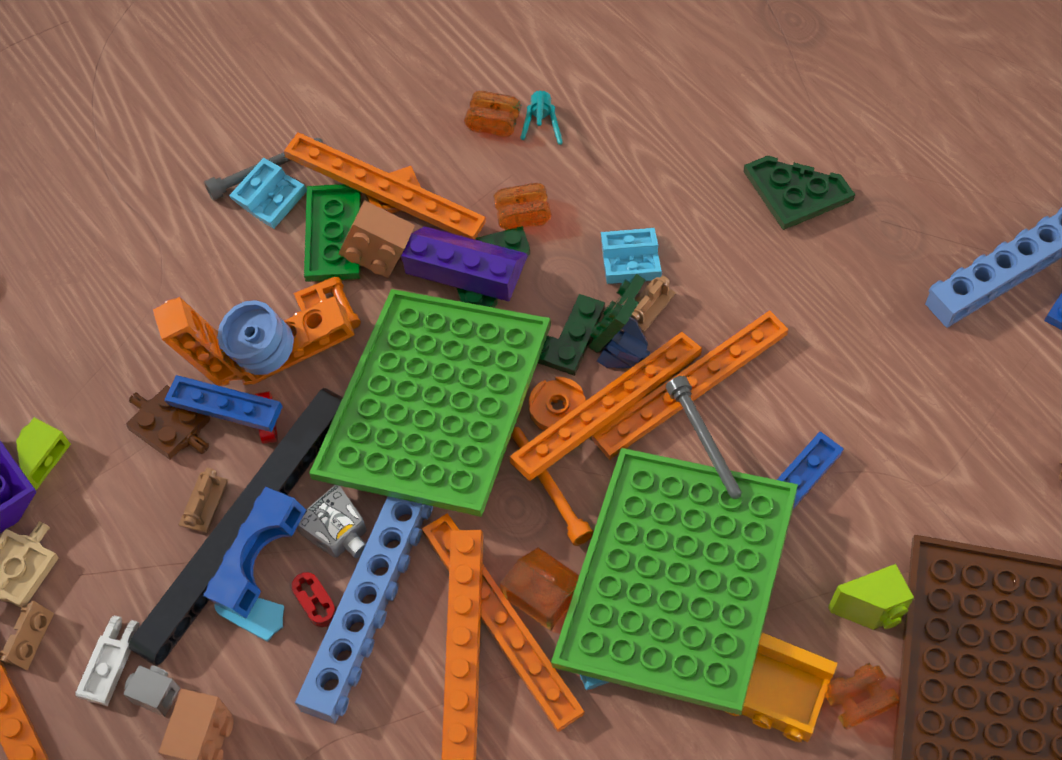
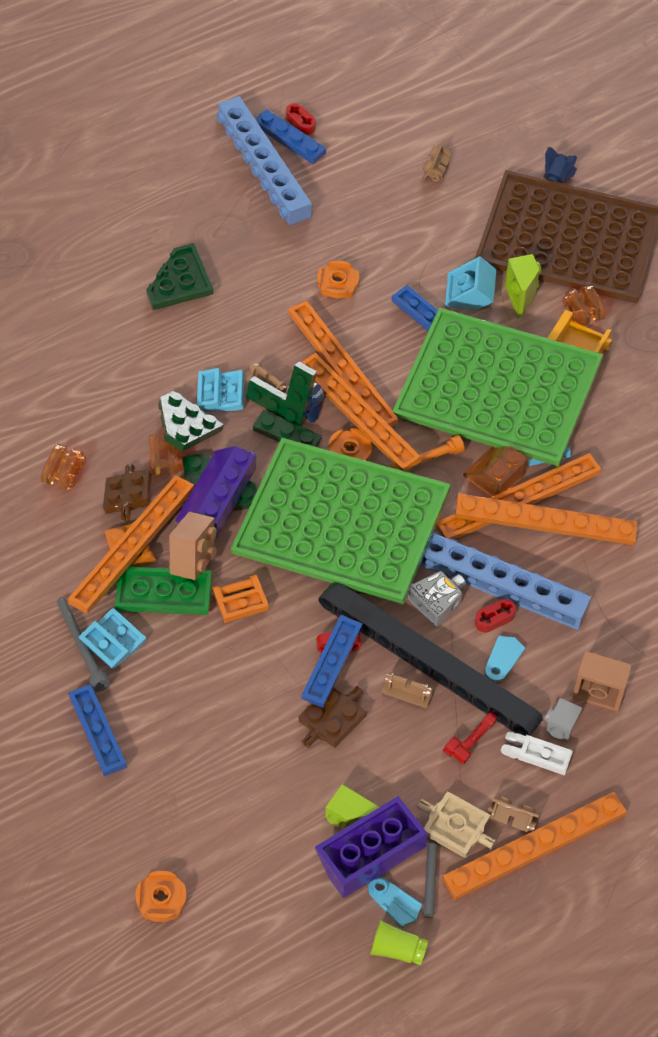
camera: 90 degrees left, 5 degrees down
(117, 567) = (459, 749): none -> red brick
(153, 195) = (97, 730): none -> blue plate
(198, 341) = (296, 645): orange brick -> none
(234, 583) = (488, 655): blue arch -> none
(255, 337) = (281, 610): medium blue wheel -> none
(460, 176) = (127, 491): none -> reddish brown plate
(541, 108) = (62, 432): teal plant -> none
(566, 218) = (185, 422): none -> plate
(680, 390) = (355, 365): dark grey piece -> none
(833, 380) = (342, 289): none -> orange plate
(863, 535) = (471, 285): none -> medium azure slope

